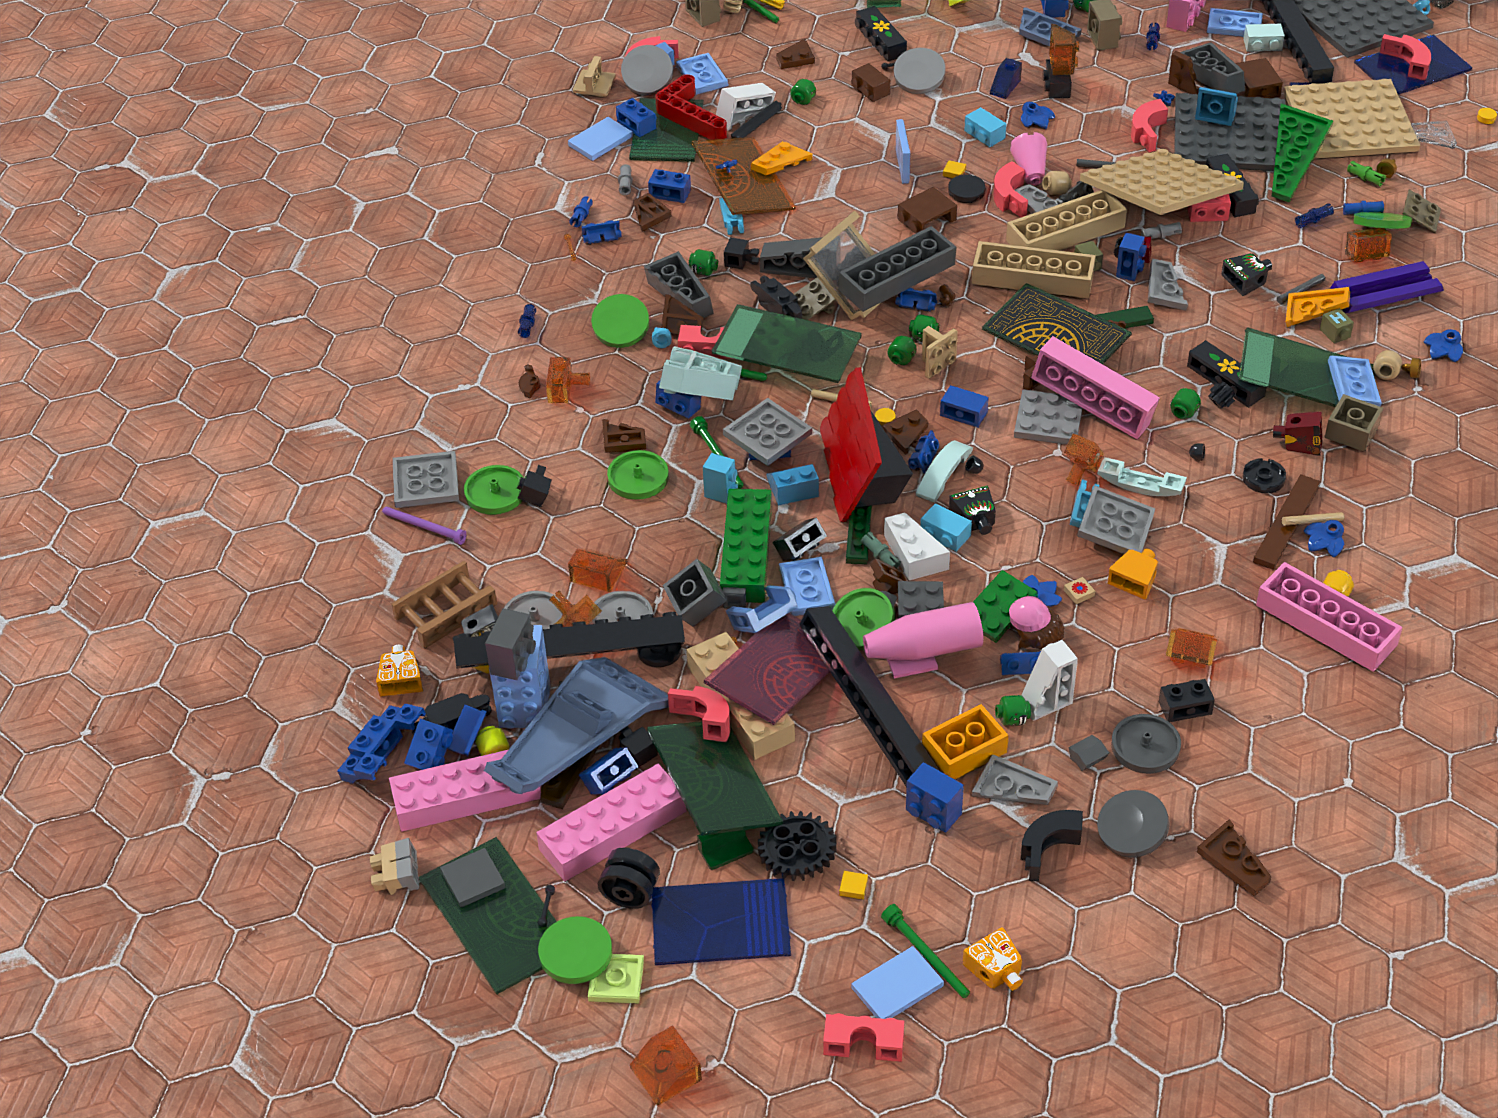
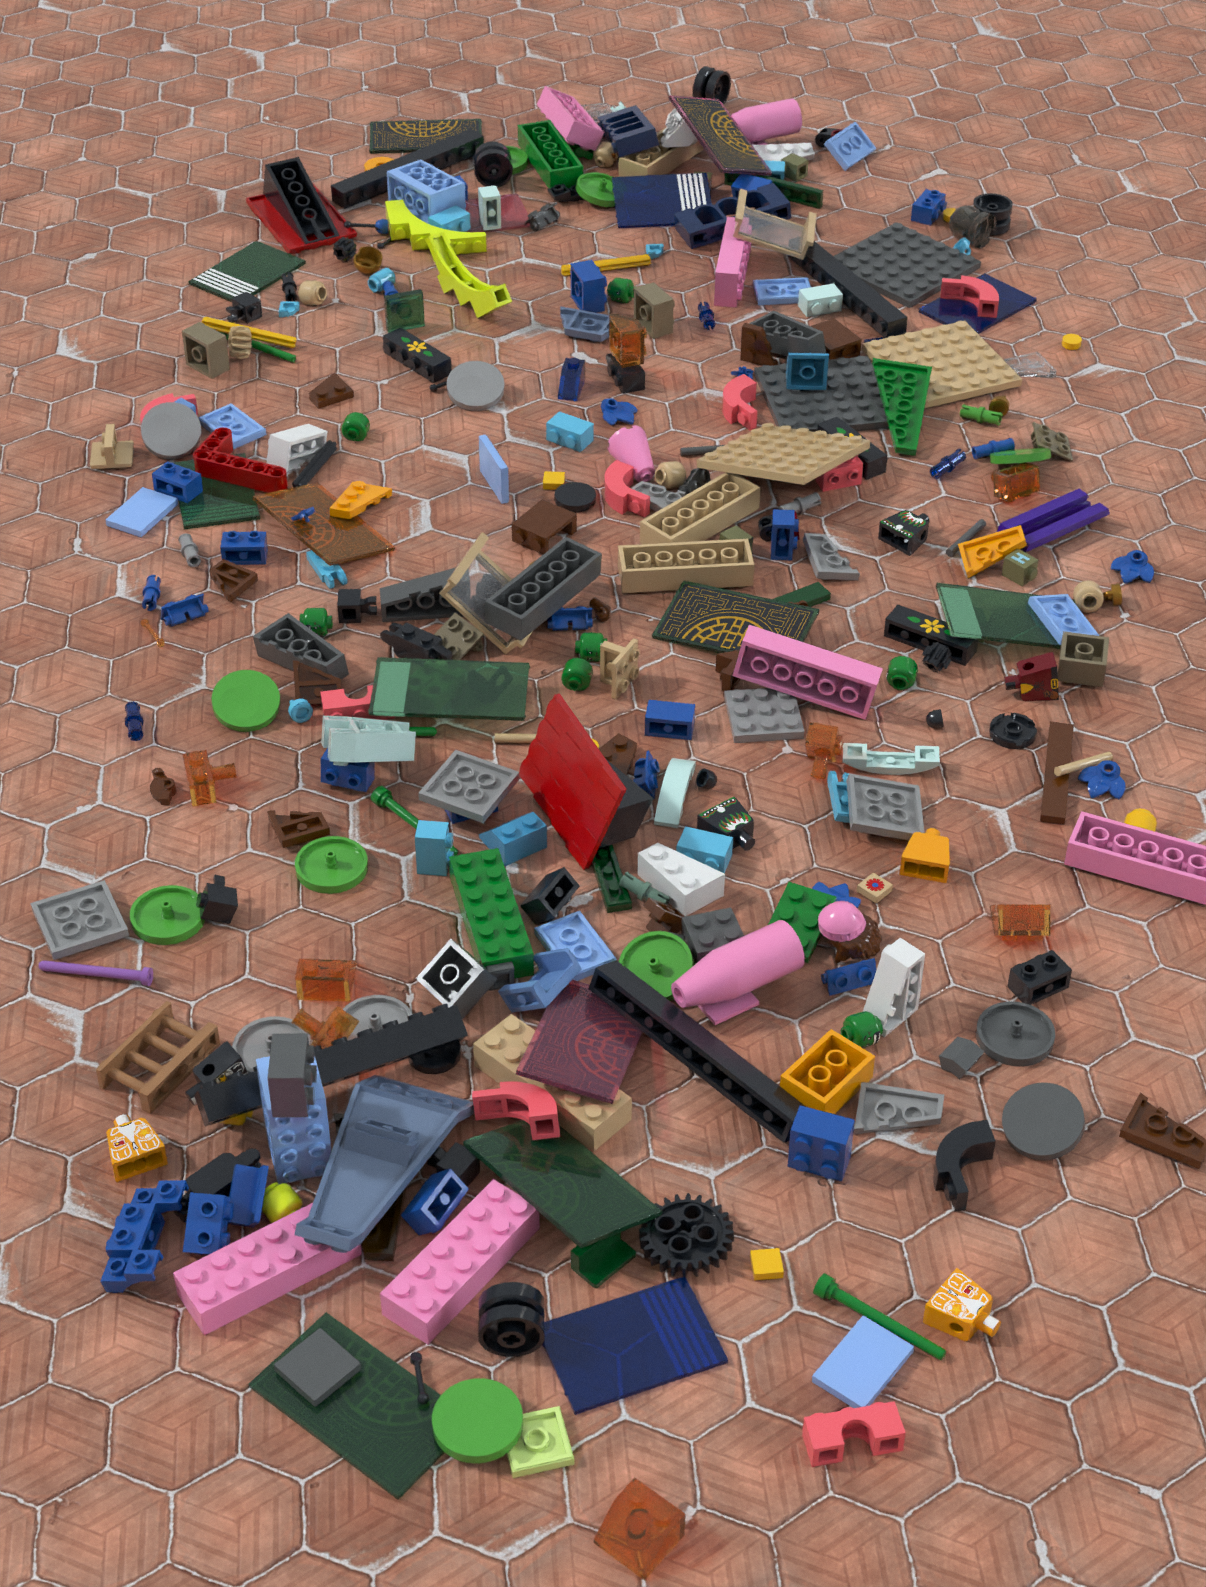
camera: 20 degrees left, 5 degrees down
(398, 867) = (221, 1374): hips -> none
(870, 82) = (426, 406): reddish brown brick -> none

